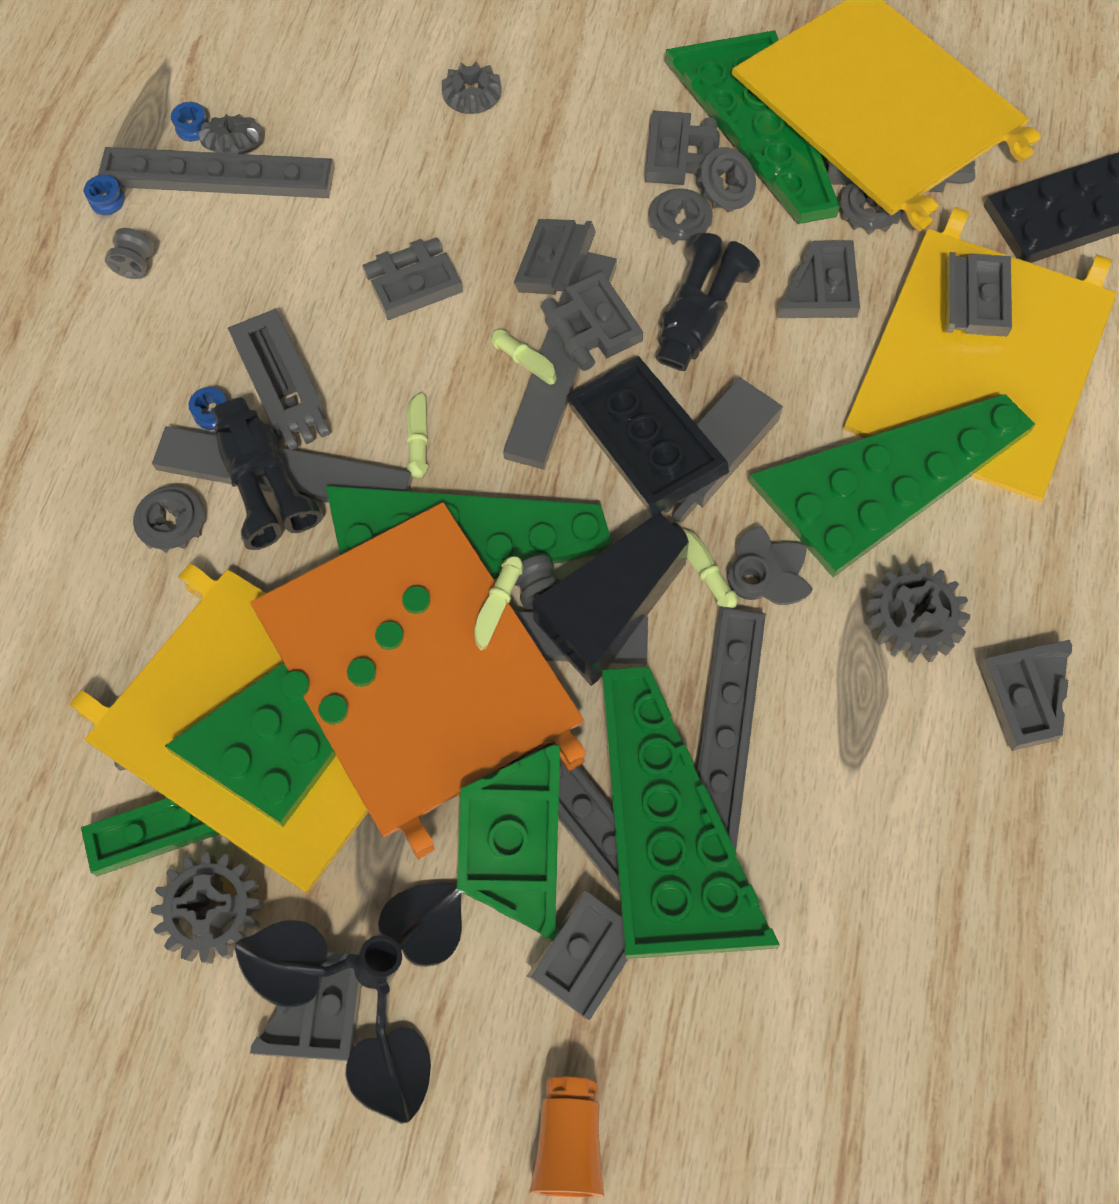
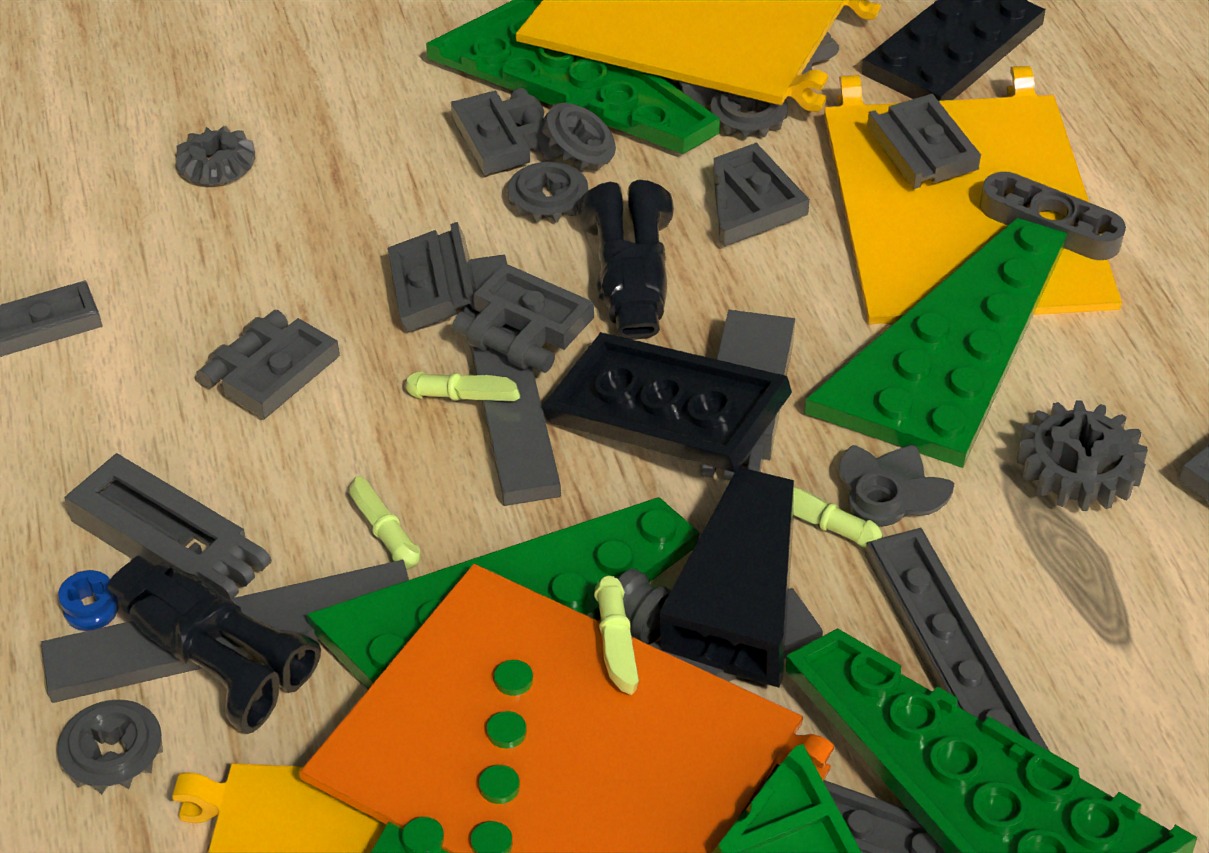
camera: 30 degrees left, 20 degrees down
(1035, 382) = (1090, 217): none -> dark grey beam

